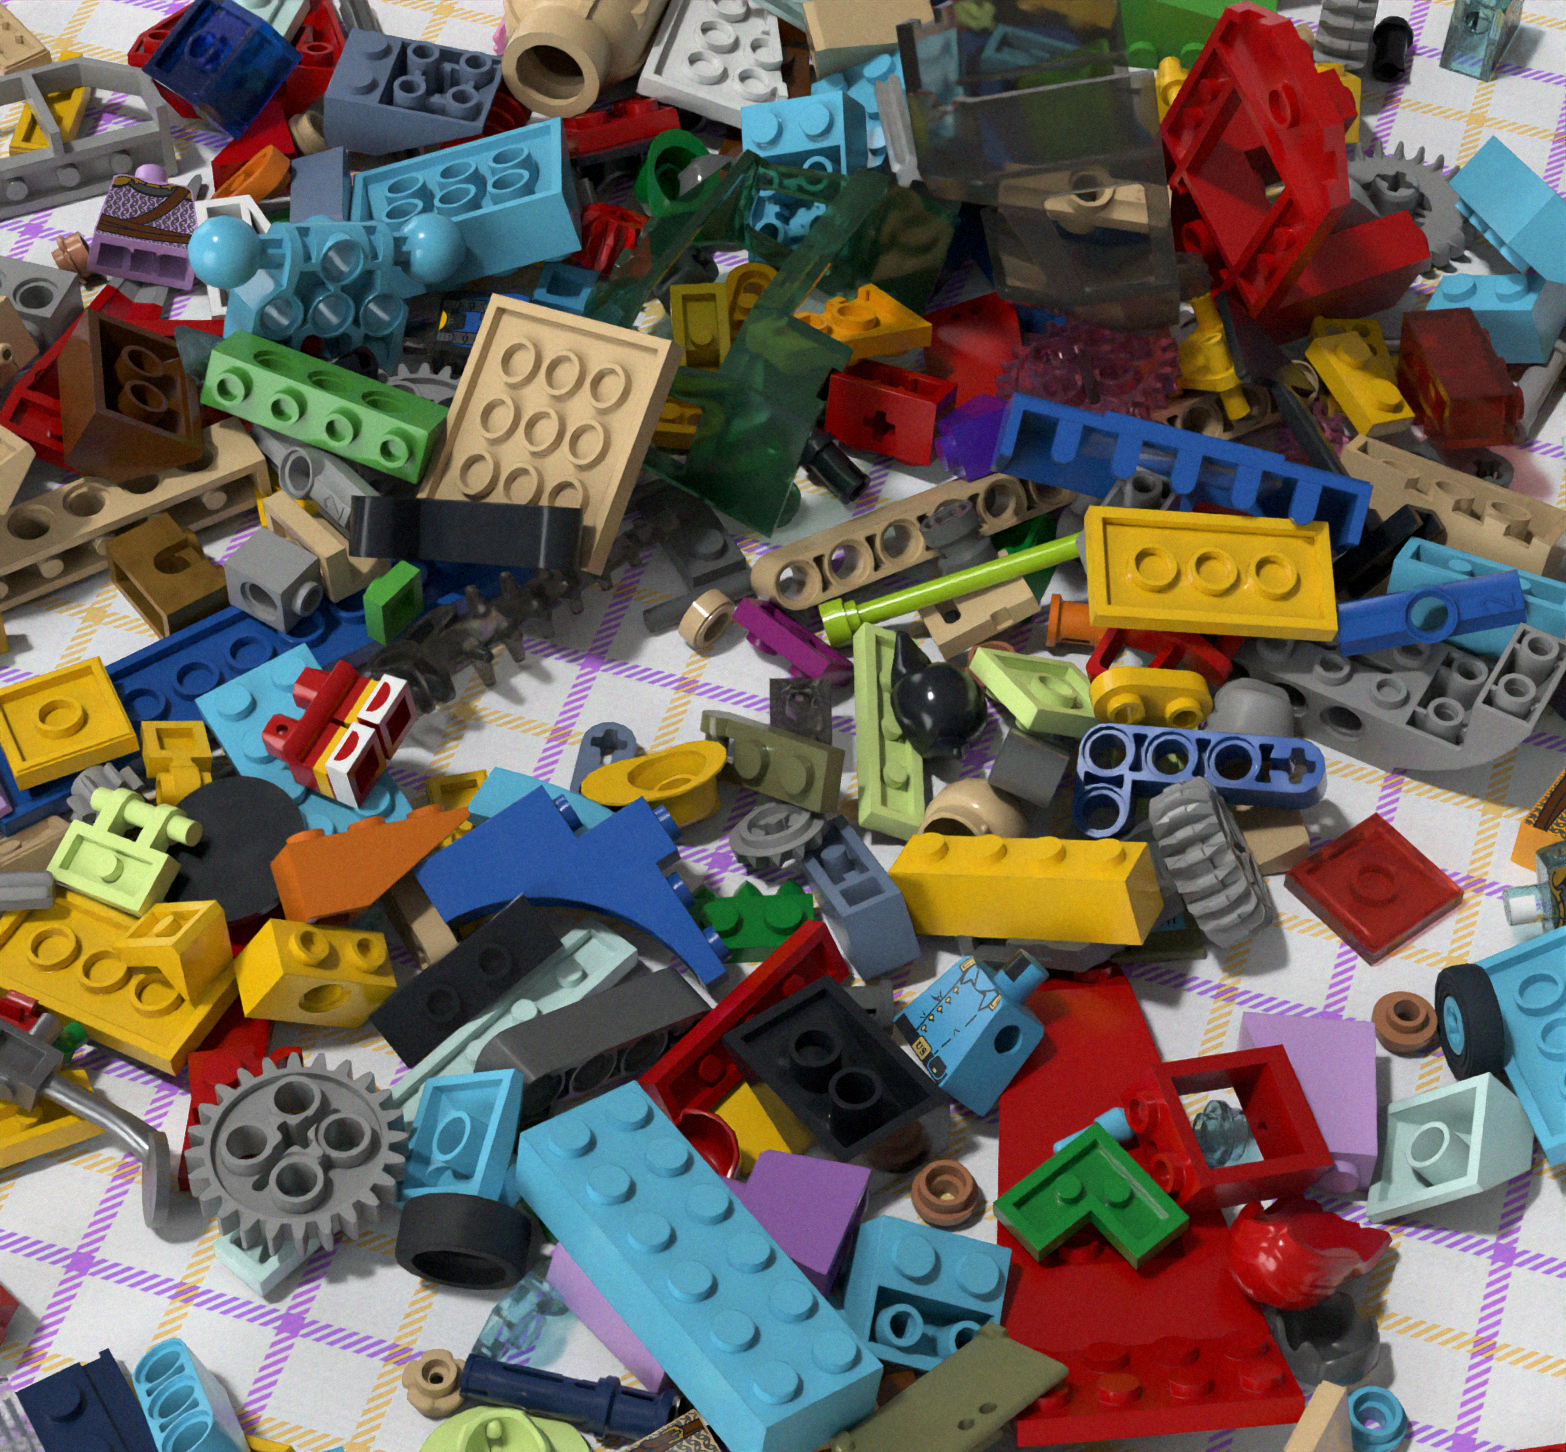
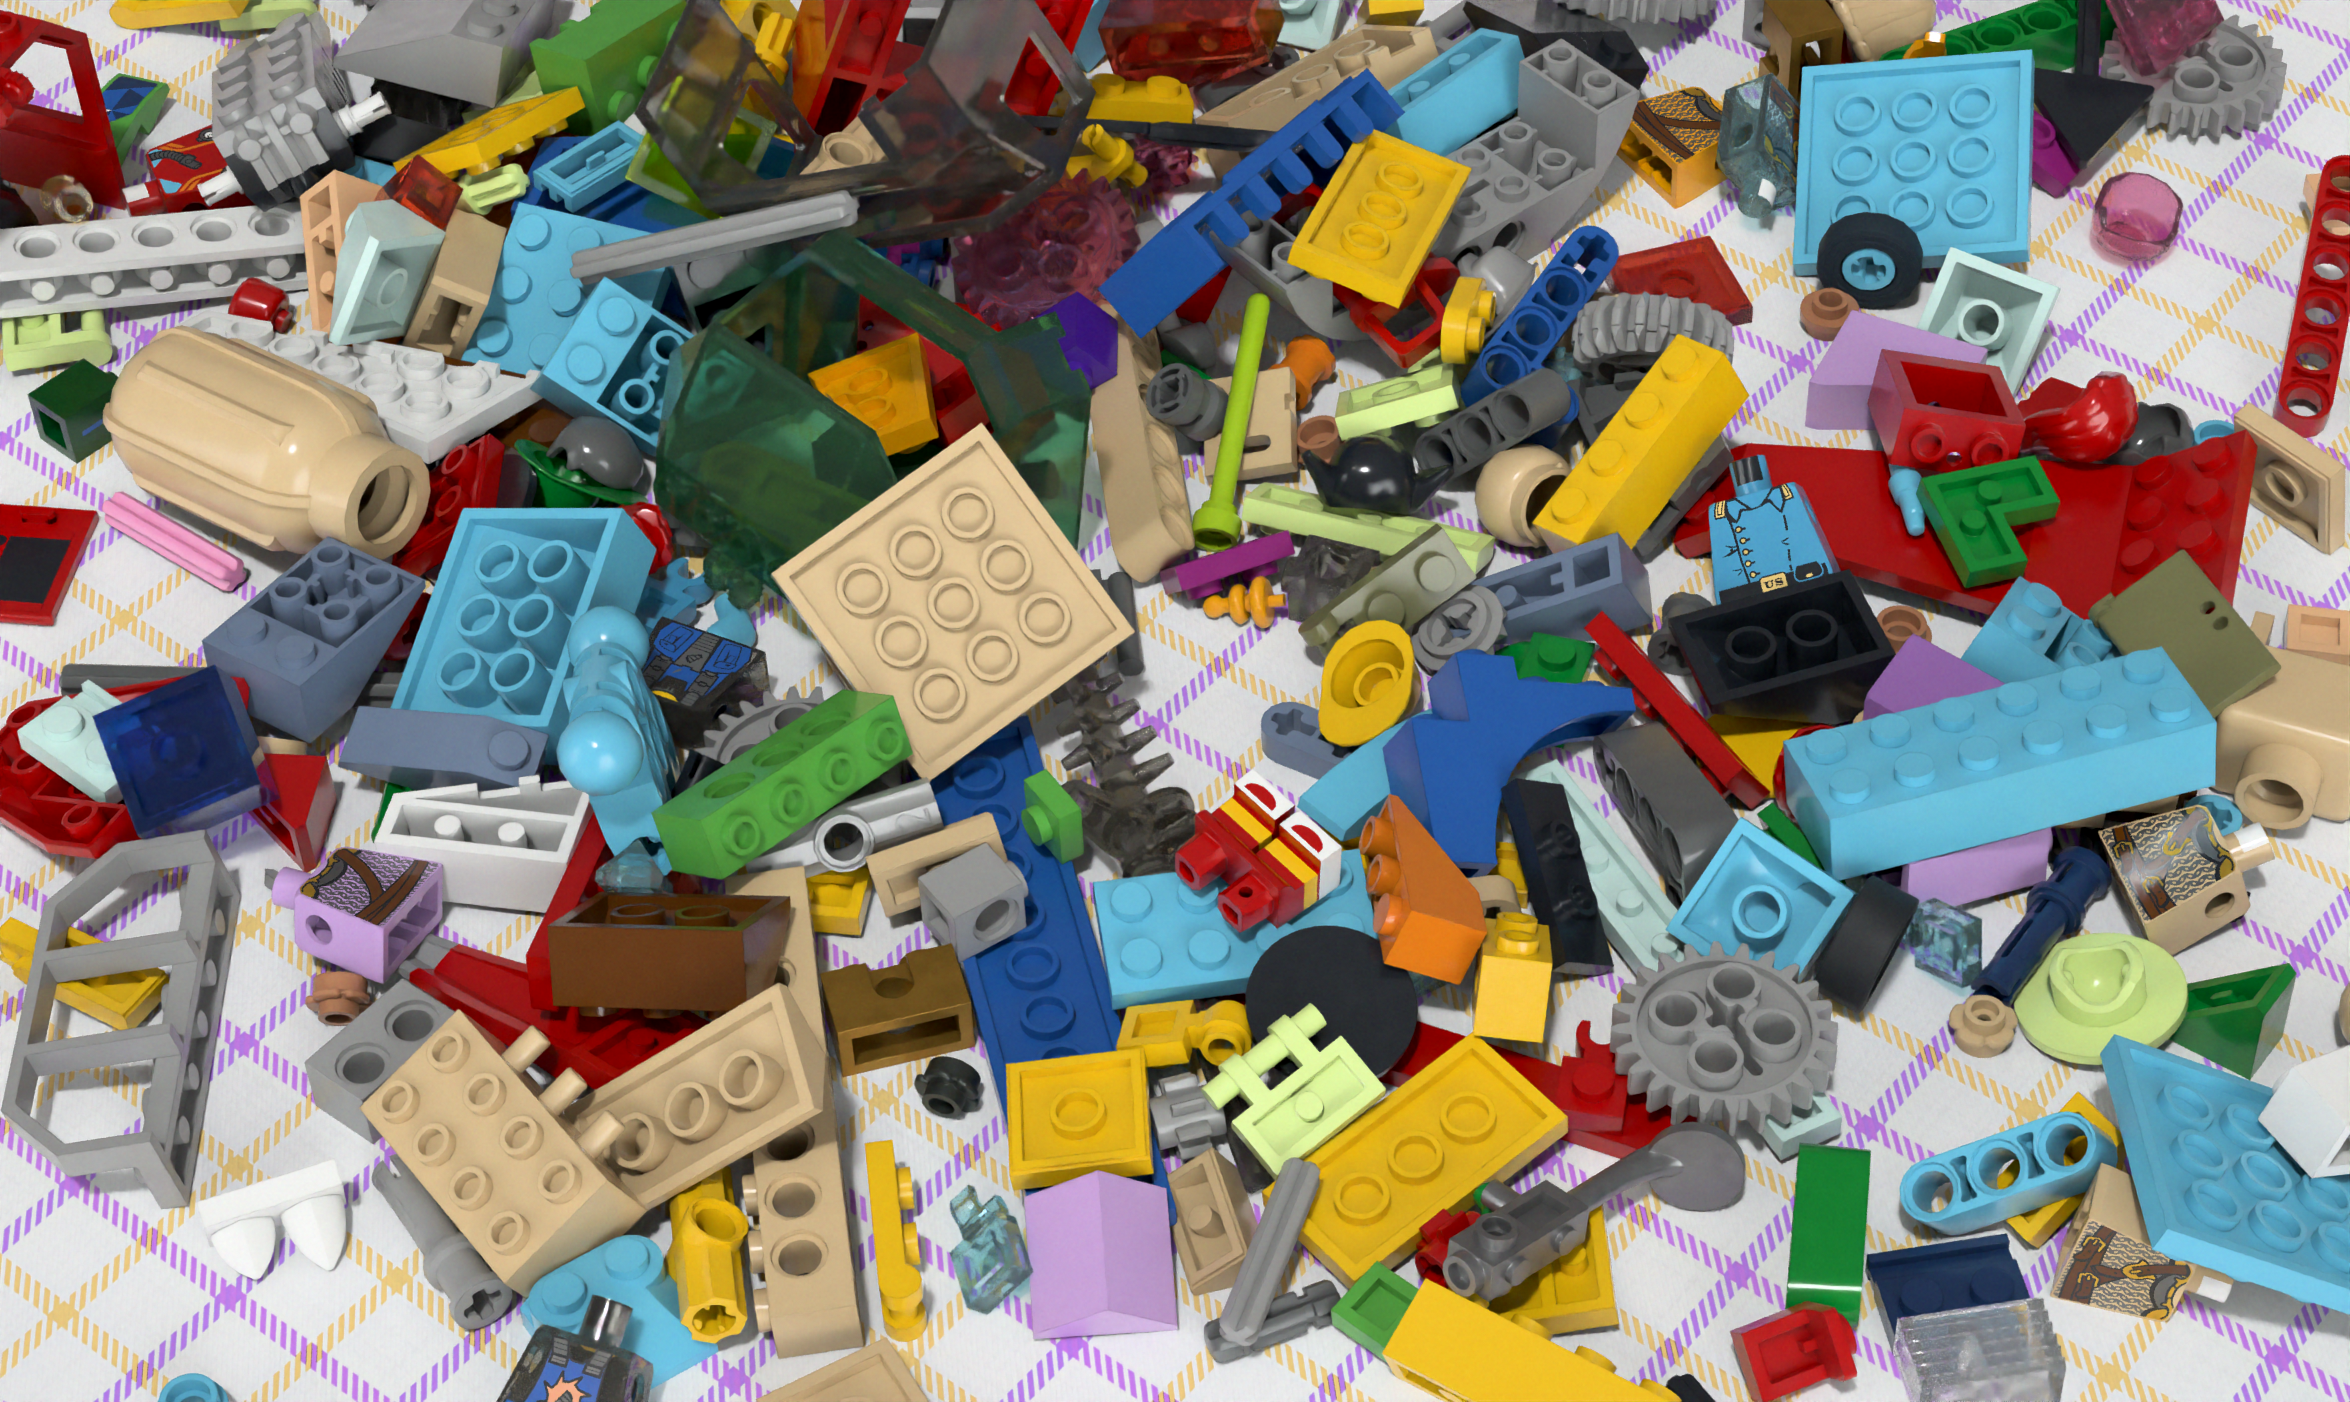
camera: 65 degrees left, 5 degrees down
(102, 639) = (948, 1087): none -> pearl dark grey plate
(119, 1308) = (1829, 1228): none -> green beam
(183, 941) = (1452, 1046): yellow slope -> none
(260, 177) = (343, 810): orange plate -> none
(466, 532) = (1034, 702): black beam -> none
(707, 619) = (1164, 616): tan tile -> none
(754, 676) = (1240, 603): none -> light orange hair
(1470, 607) = (1478, 104): blue piece -> none

